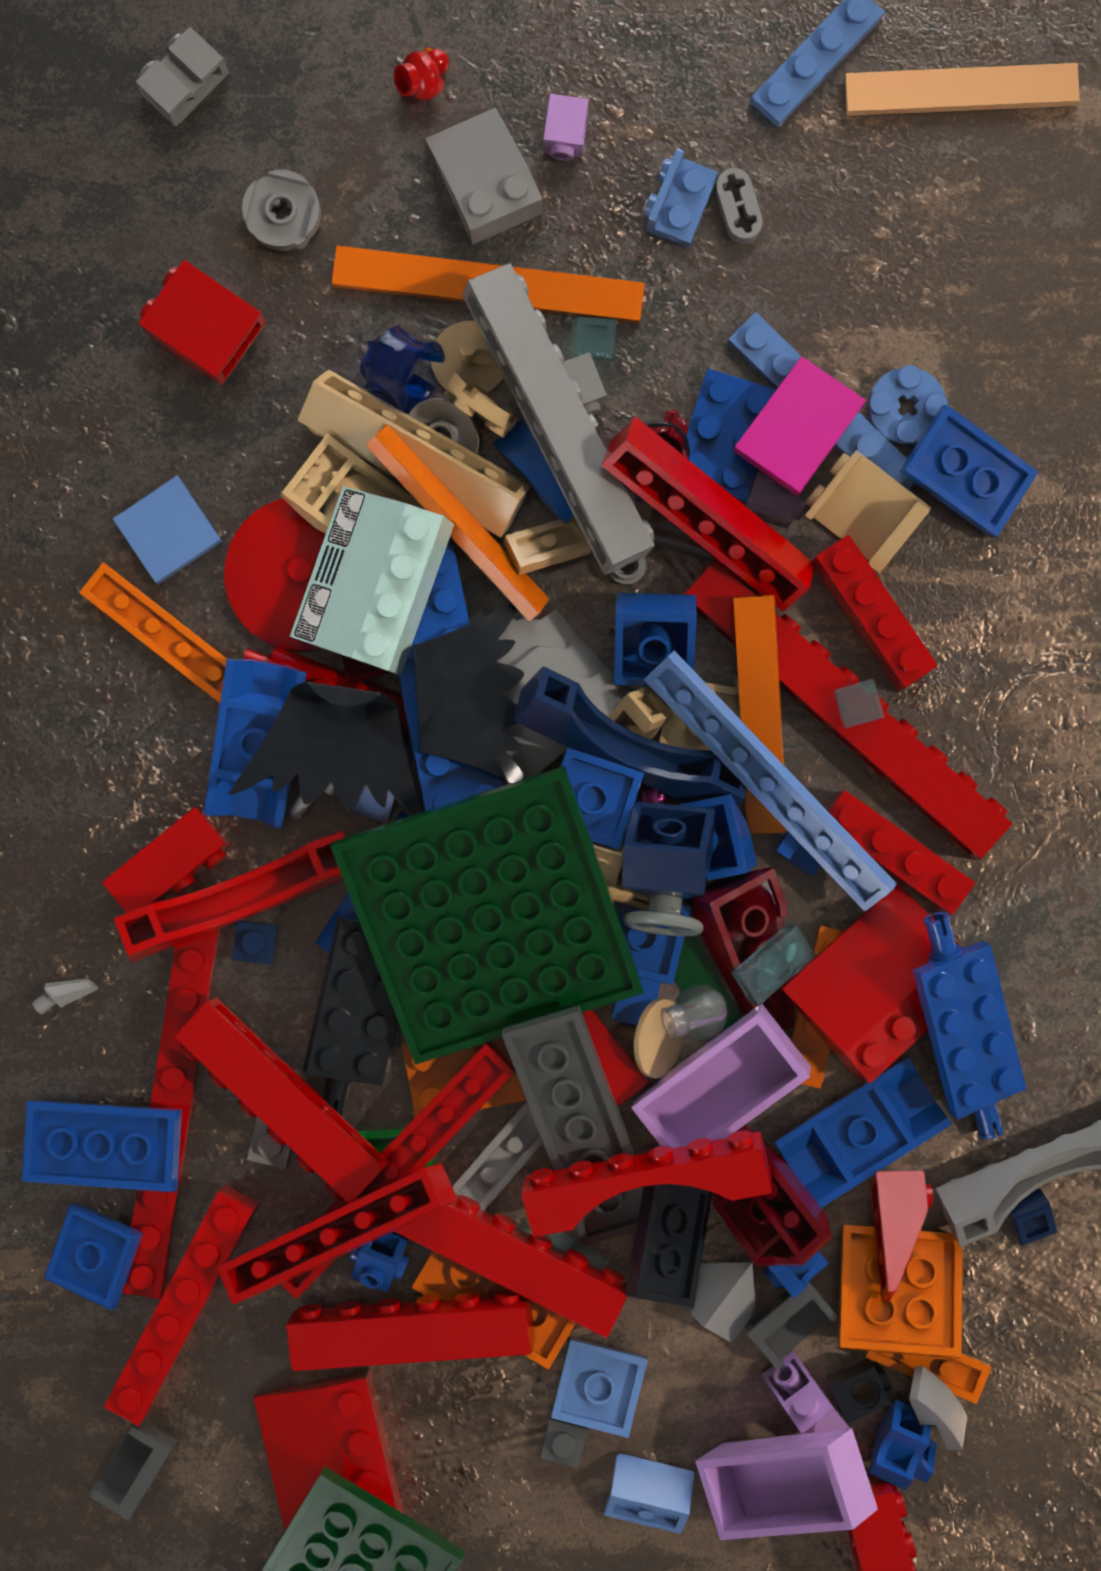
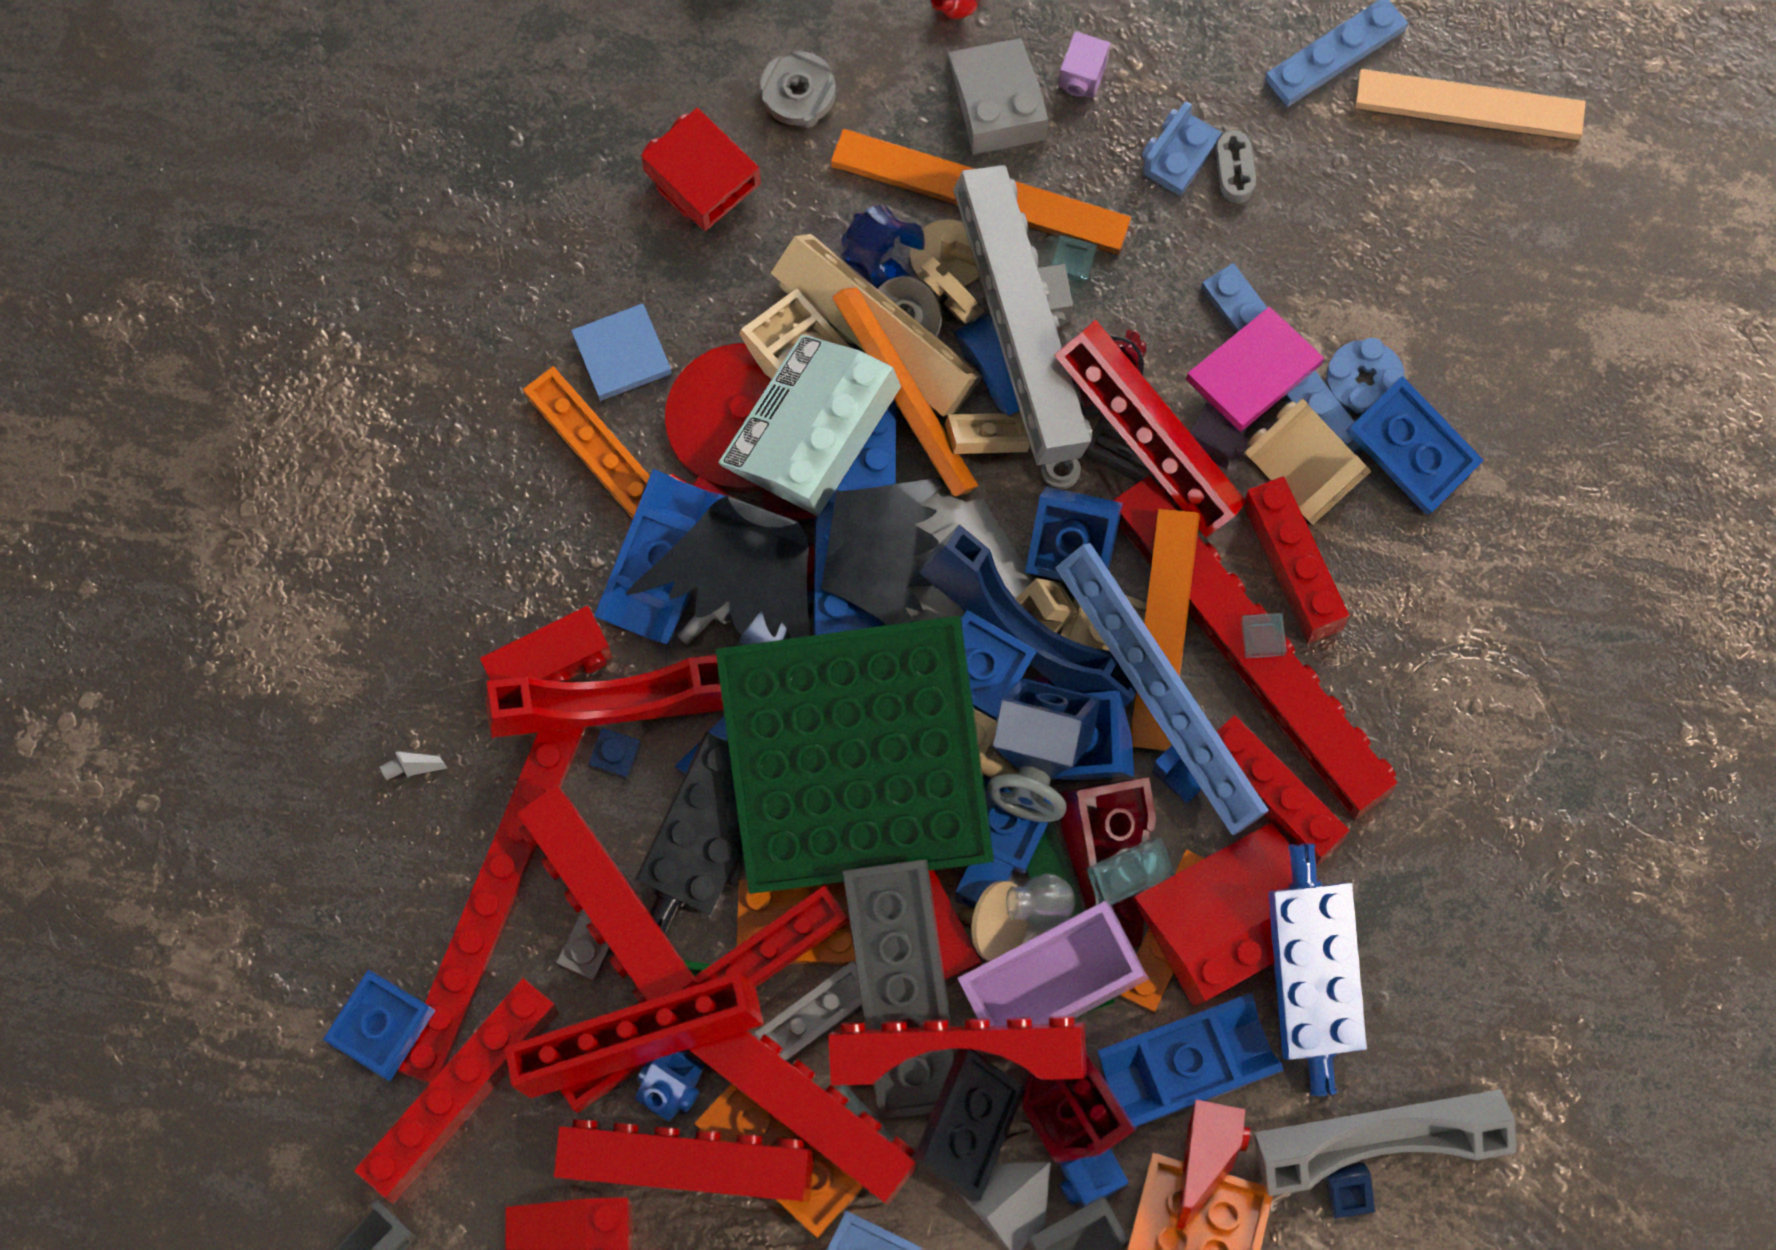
camera: 10 degrees right, 15 degrees down
(102, 1145) = (416, 914): blue plate -> none
(718, 423) = (1176, 351): blue plate -> none

